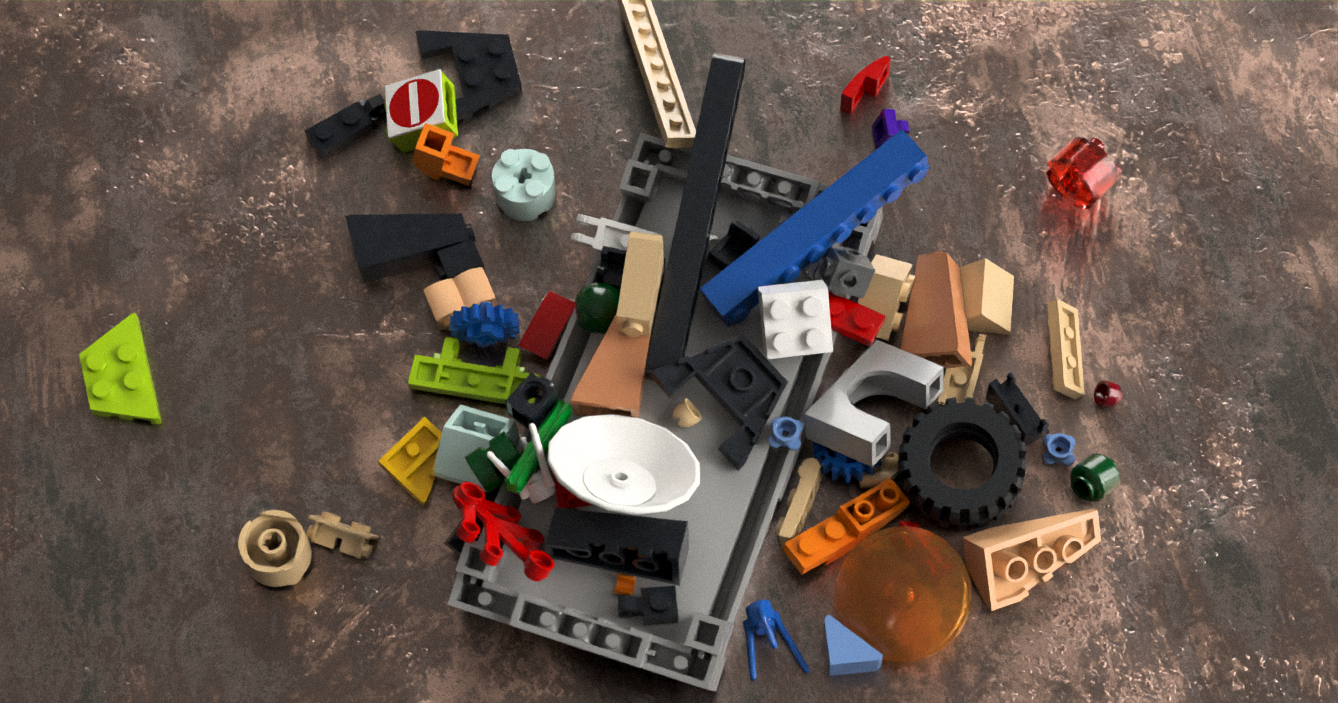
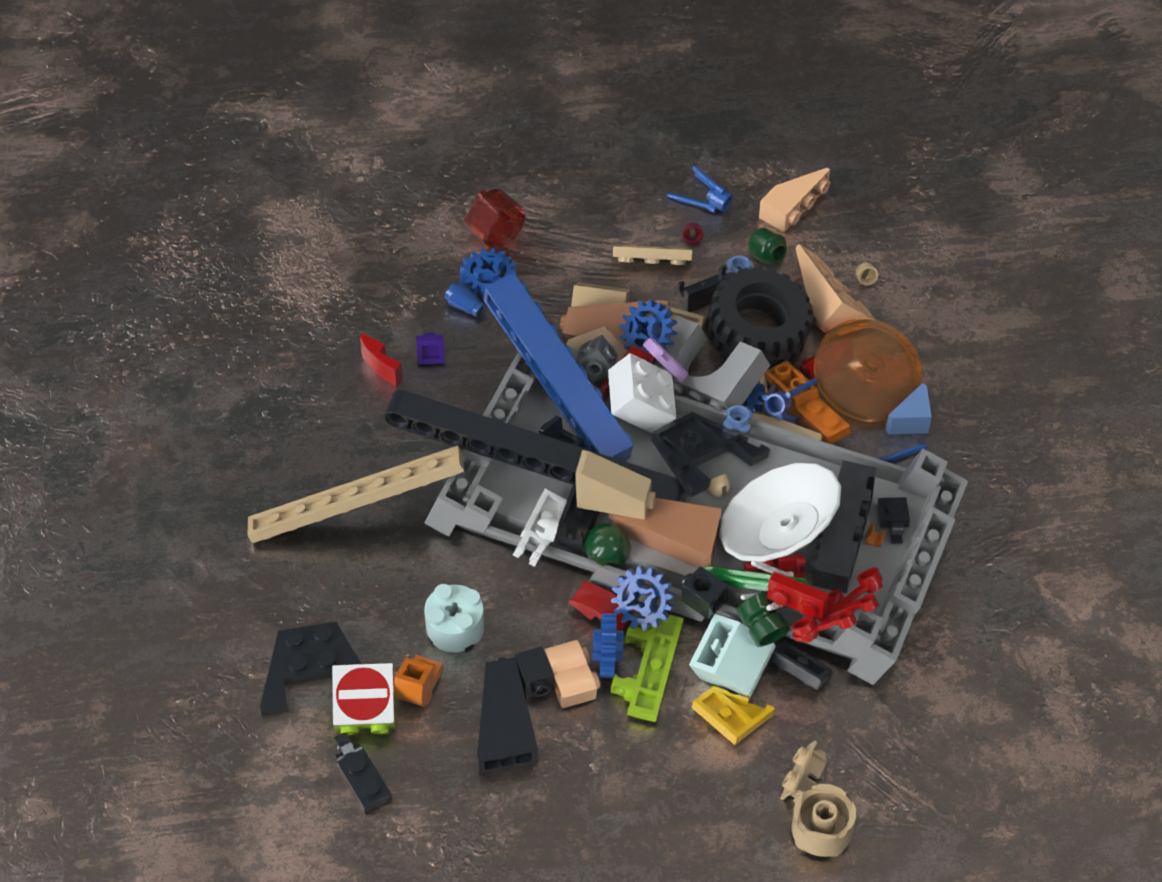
camera: 90 degrees left, 10 degrees down
(489, 489) = (797, 596): none -> red plate
(535, 348) = (648, 607): none -> gear
(601, 236) = (549, 528): none -> white hinge
(821, 481) = (780, 402): none -> blue plant
(854, 344) = (666, 359): none -> lavender tile
(911, 332) = (657, 326): none -> blue gear
(966, 157) = (464, 299): none -> blue cone
(1007, 178) = (486, 269): none -> blue gear
(1070, 597) = (870, 274): none -> tan hinge
(1170, 420) = (717, 195): none -> blue plant
(1179, 504) = (790, 199): none -> light nougat slope

